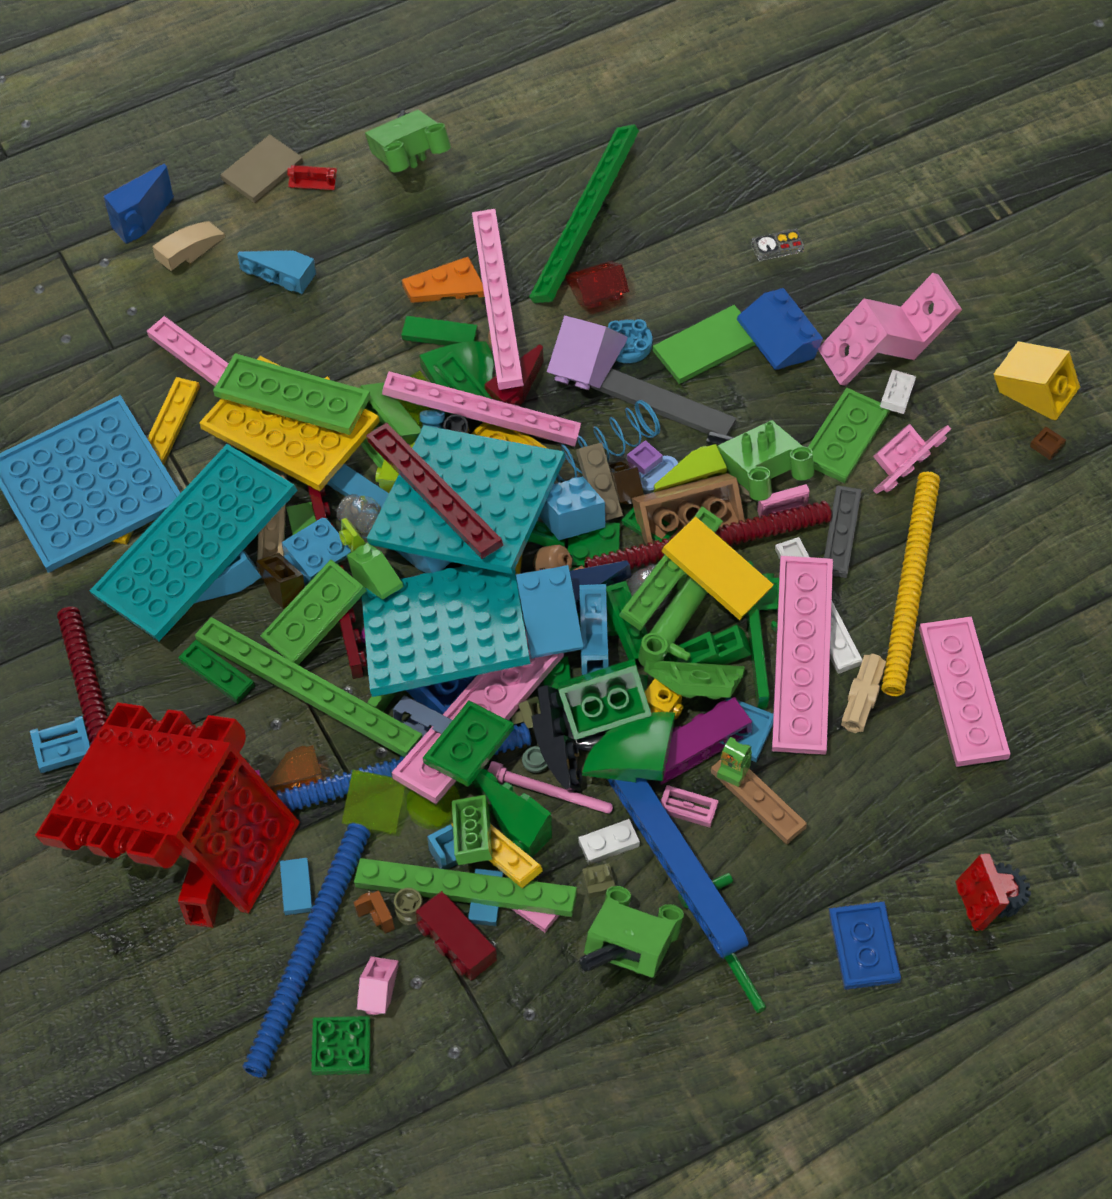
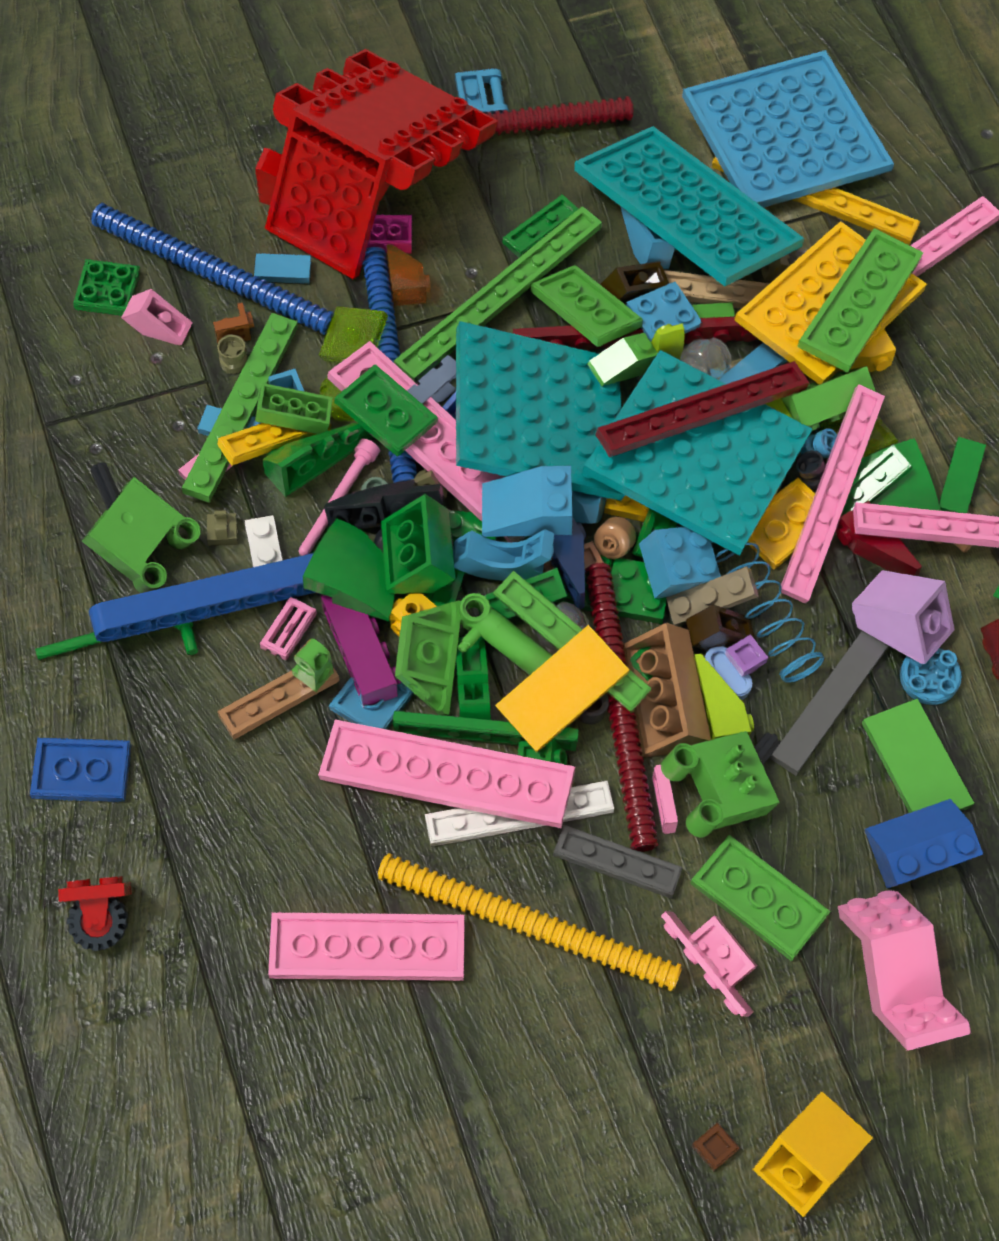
camera: 95 degrees right, 5 degrees up
(455, 936) = (189, 389): dark red brick -> none
(863, 693) = (385, 832): tan piece -> none
(897, 391) = (815, 971): white plate -> none

